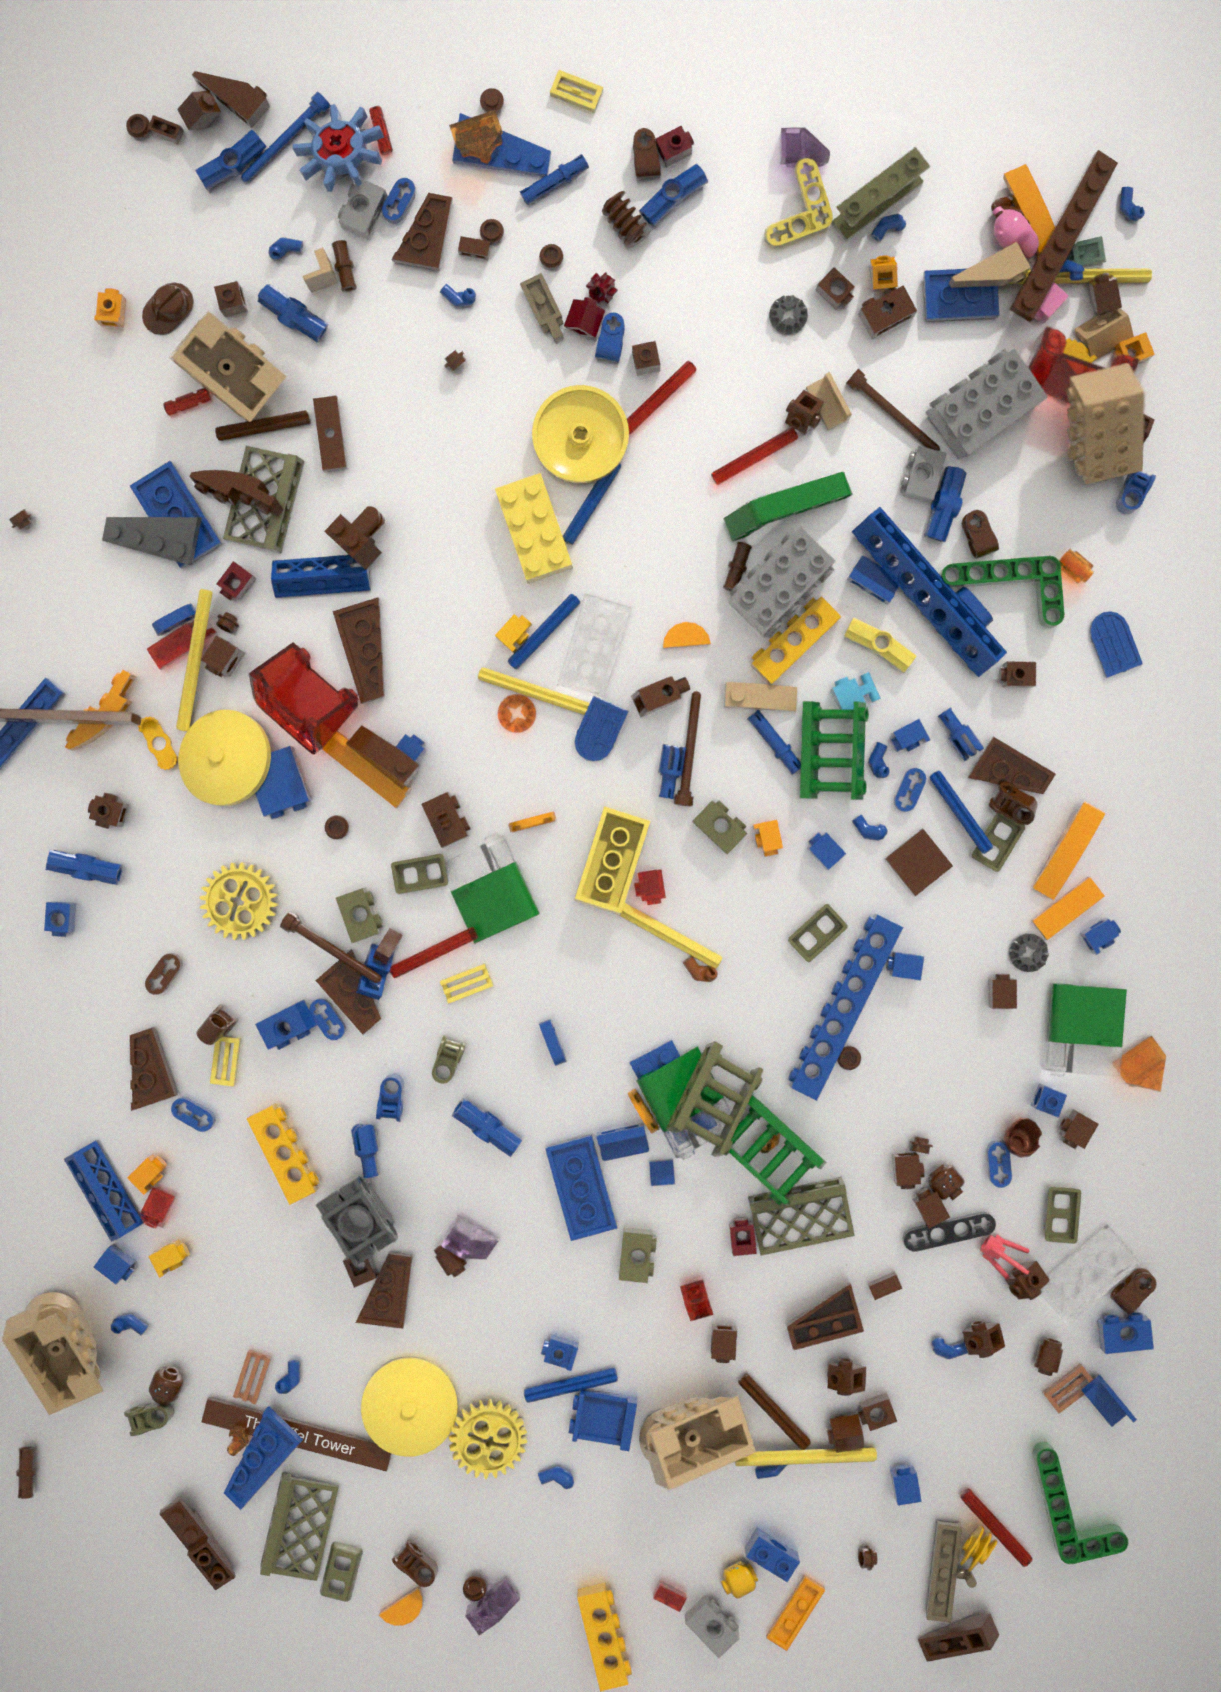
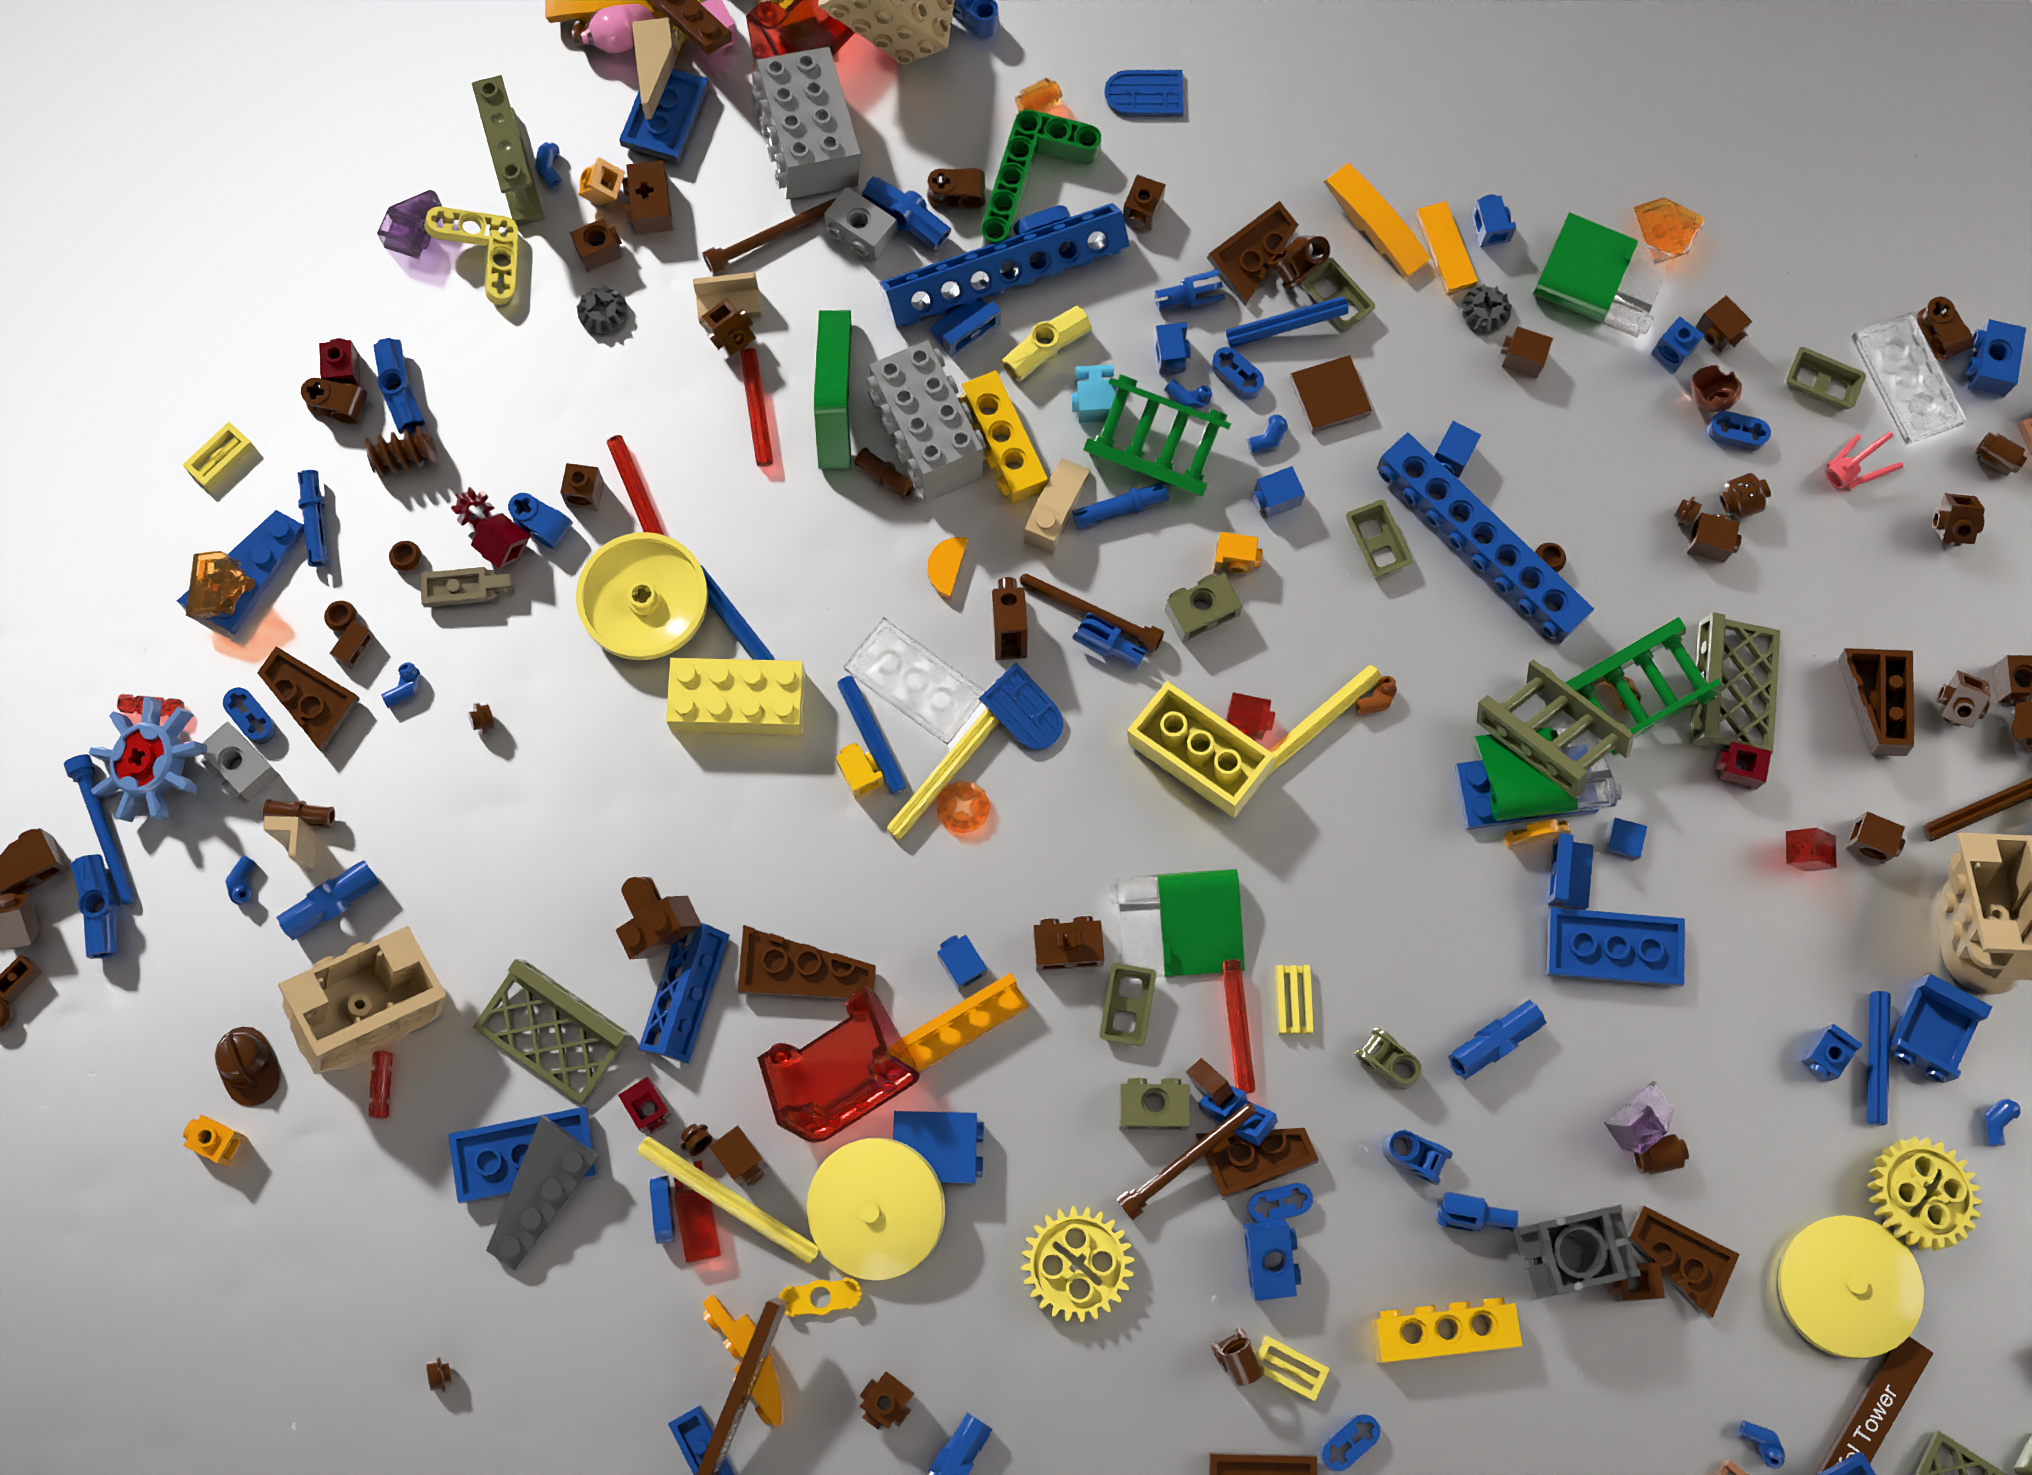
camera: 70 degrees left, 15 degrees down
(168, 977) = (1132, 1415): reddish brown beam -> none
(231, 299) = (270, 969): reddish brown brick -> none
(235, 487) = (518, 1059): reddish brown slope -> none
(262, 425) = (455, 996): reddish brown axle -> none
(328, 419) = (486, 904): reddish brown tile -> none
(336, 827) = (1025, 1094): reddish brown plate -> none
(383, 756) = (957, 985): reddish brown slope -> none
(491, 100) = (179, 557): reddish brown plate -> none
(532, 821) = (1111, 839): light orange tile -> none
(552, 1042) = (1411, 913): blue beam -> none
(629, 1268) = (1708, 908): olive brick -> none
(884, 1285) = (1855, 616): reddish brown piece -> none
(930, 1207) = (1771, 525): reddish brown brick -> none
(946, 1351) = (1961, 571): blue arm -> none
(949, 1234) = (1812, 518): black beam -> none
(1029, 1285) = (1903, 448): reddish brown brick -> none

